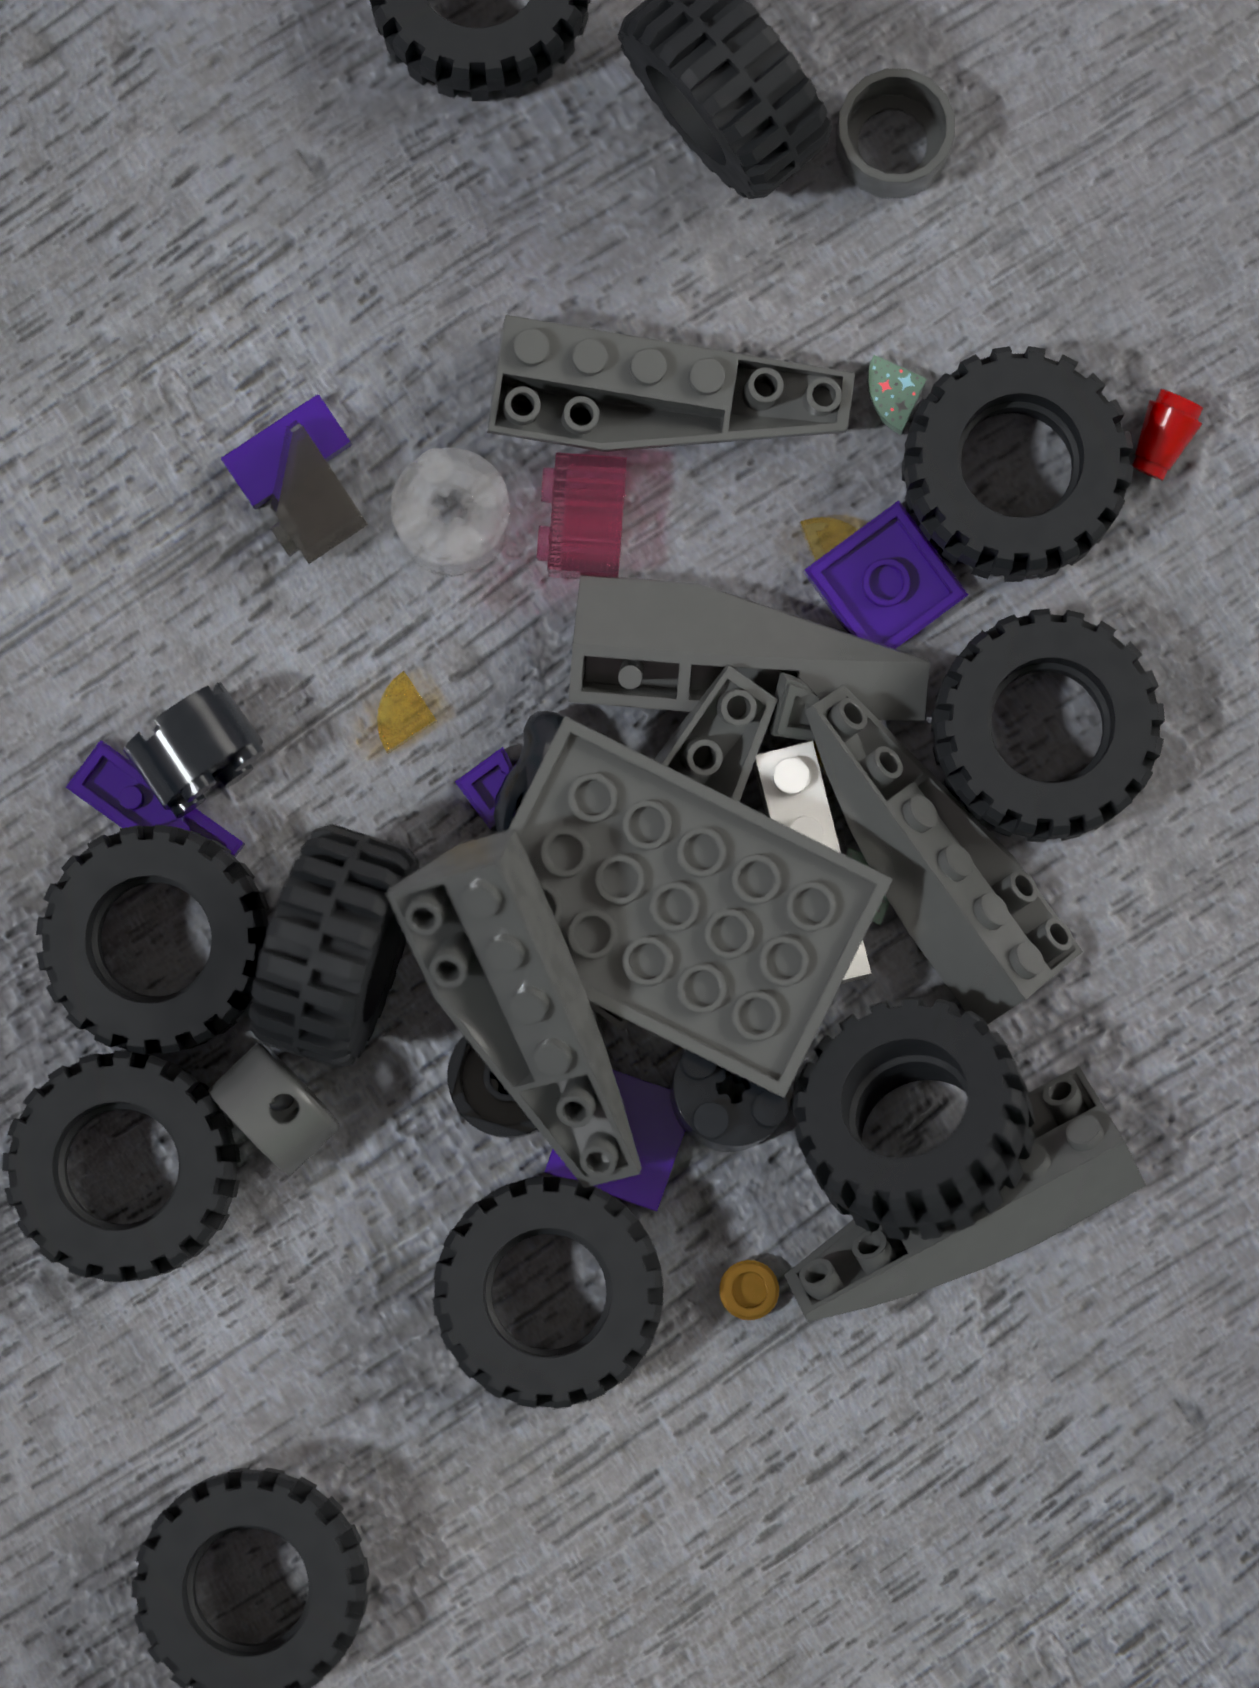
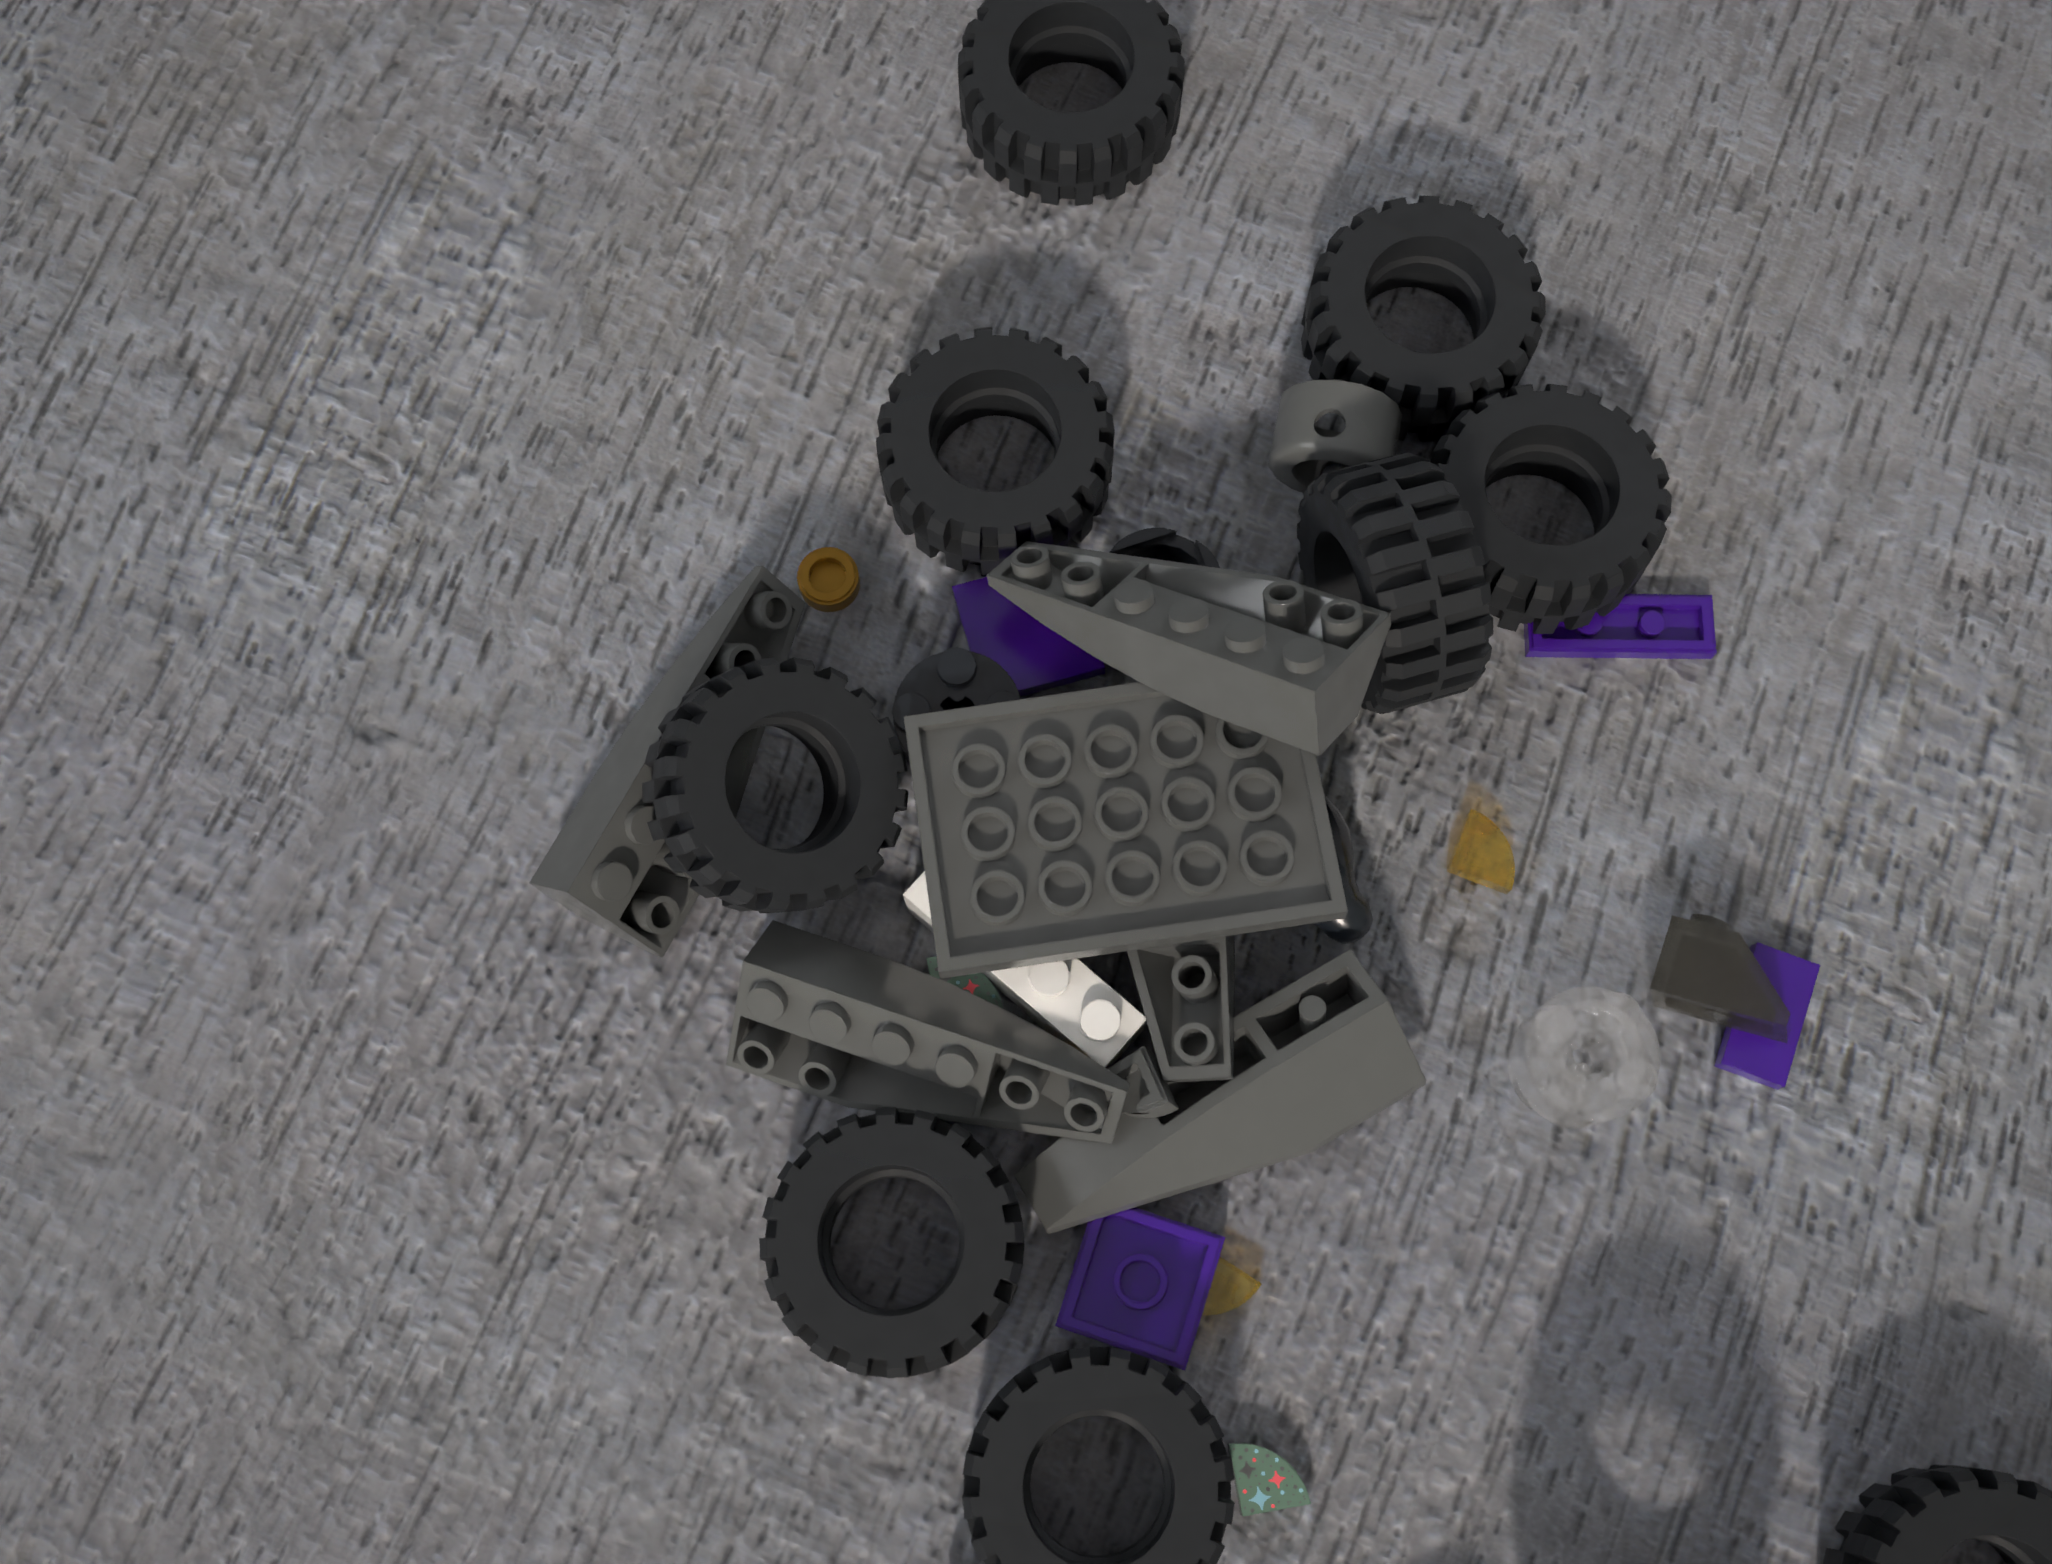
camera: 145 degrees right, 10 degrees down
(194, 748) = (1638, 685): black brick -> none
(483, 783) = (1369, 843): dark purple tile -> none
(585, 515) = (1462, 1143): clear pink brick -> none
(651, 393) = (1490, 1302): dark grey wedge -> none

